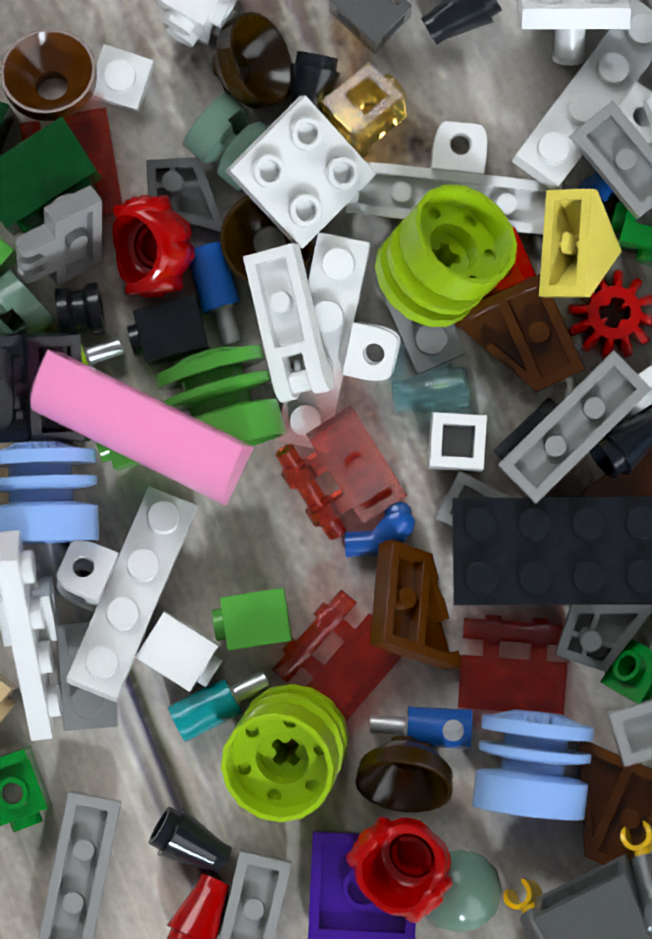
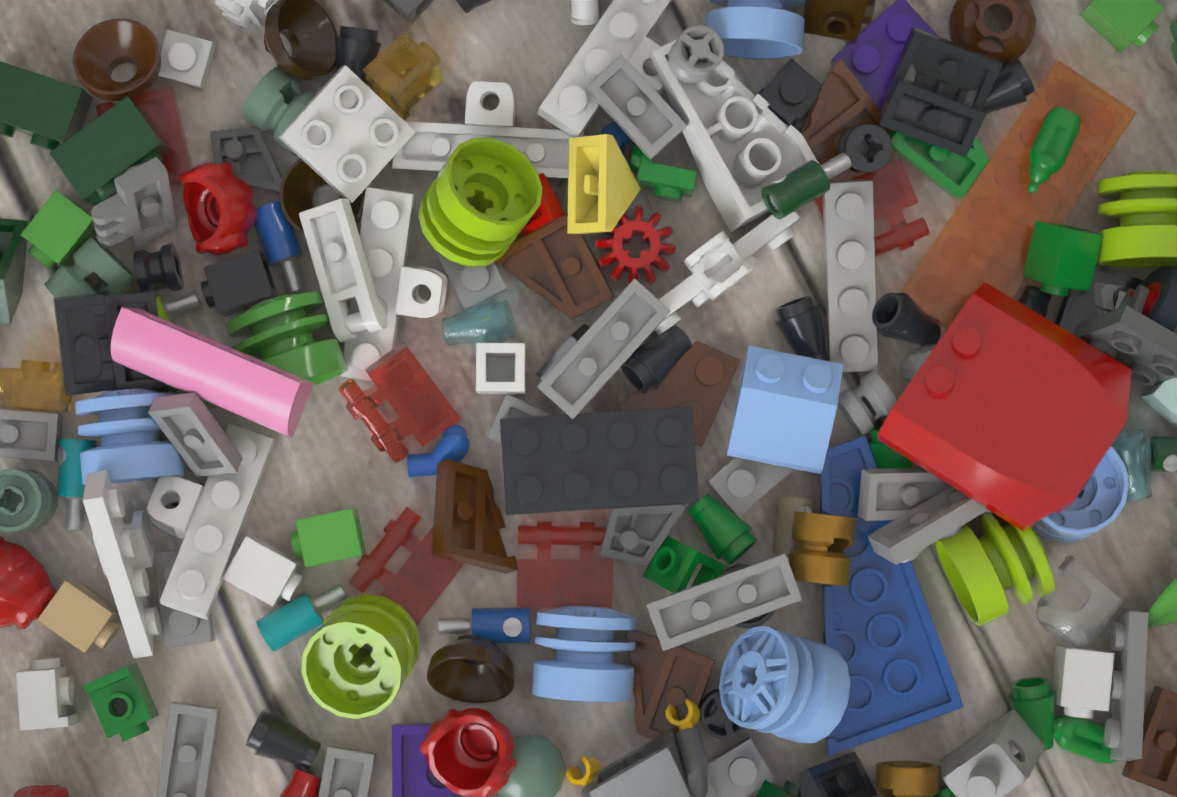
camera: 10 degrees left, 0 degrees up
(117, 496) = (195, 434): none -> light grey plate

